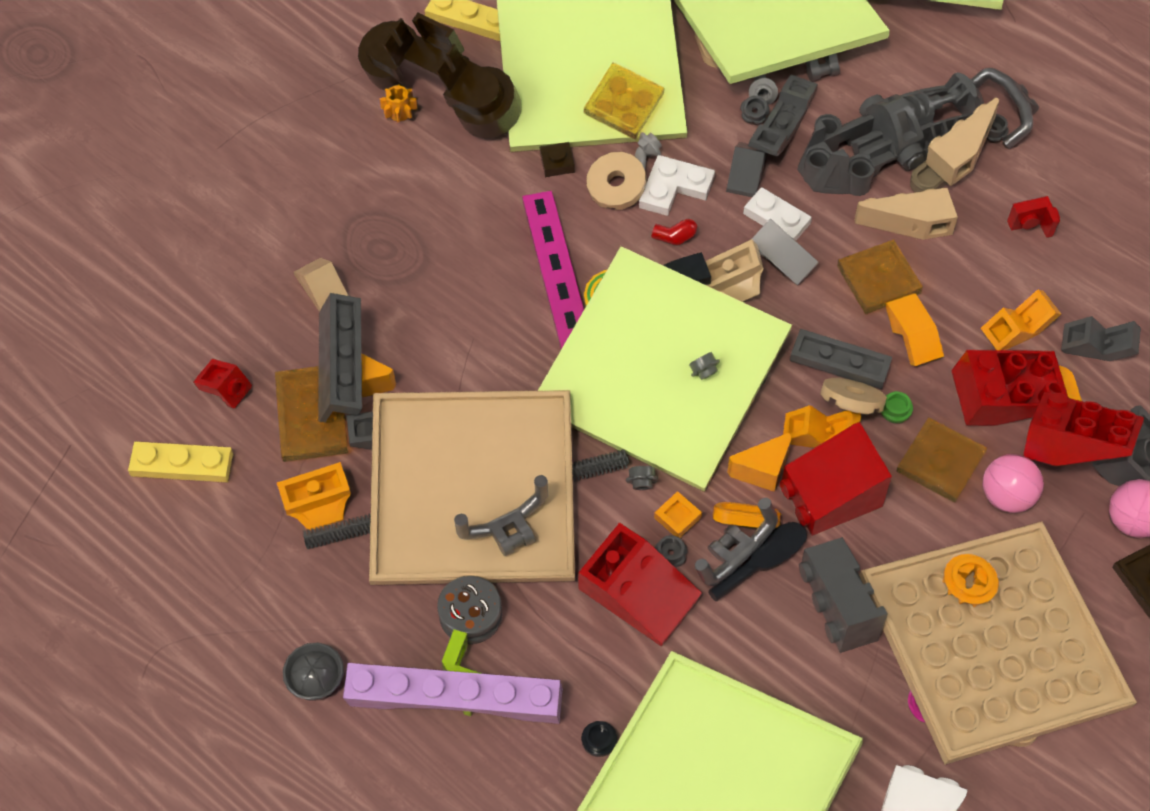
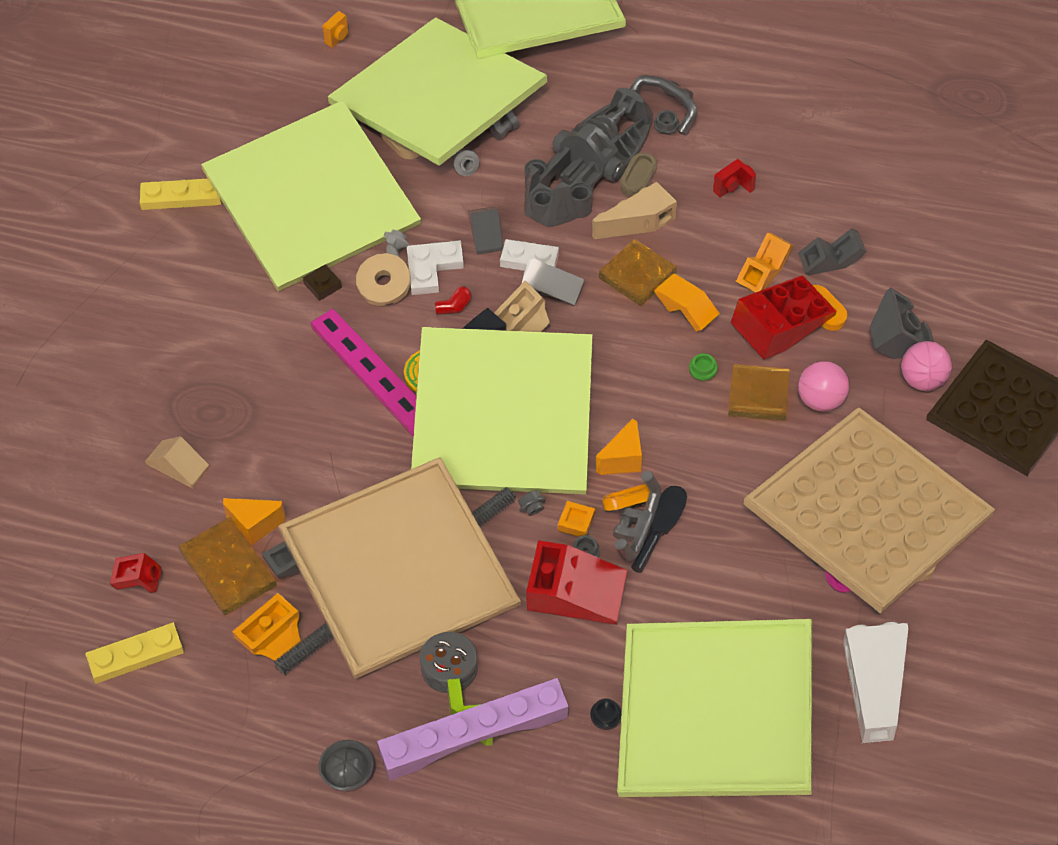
camera: 25 degrees left, 5 degrees down
(340, 356) = (231, 509): dark grey panel -> none
(398, 103) = (161, 287): light orange gear -> none
(479, 95) = (232, 252): dark brown piece -> none
(512, 519) = (449, 575): flat silver piece -> none
(624, 100) = (357, 212): clear yellow plate -> none
(704, 366) = (540, 393): dark grey plate -> none
(754, 102) = (471, 175): dark grey plate -> none
(785, 117) = (494, 174): dark grey slope -> none
(811, 427) = (655, 409): light orange slope -> none
(836, 480) = (689, 439): red slope -> none
(841, 358) = (640, 347): dark grey plate -> none
(842, 595) = (738, 524): dark grey wedge -> none
(853, 395) = (667, 370): tan tile -> none
(960, 148) = (650, 149): tan slope -> none
(984, 581) = (839, 464): light orange gear -> none
(1079, 431) = (855, 325): red slope -> none

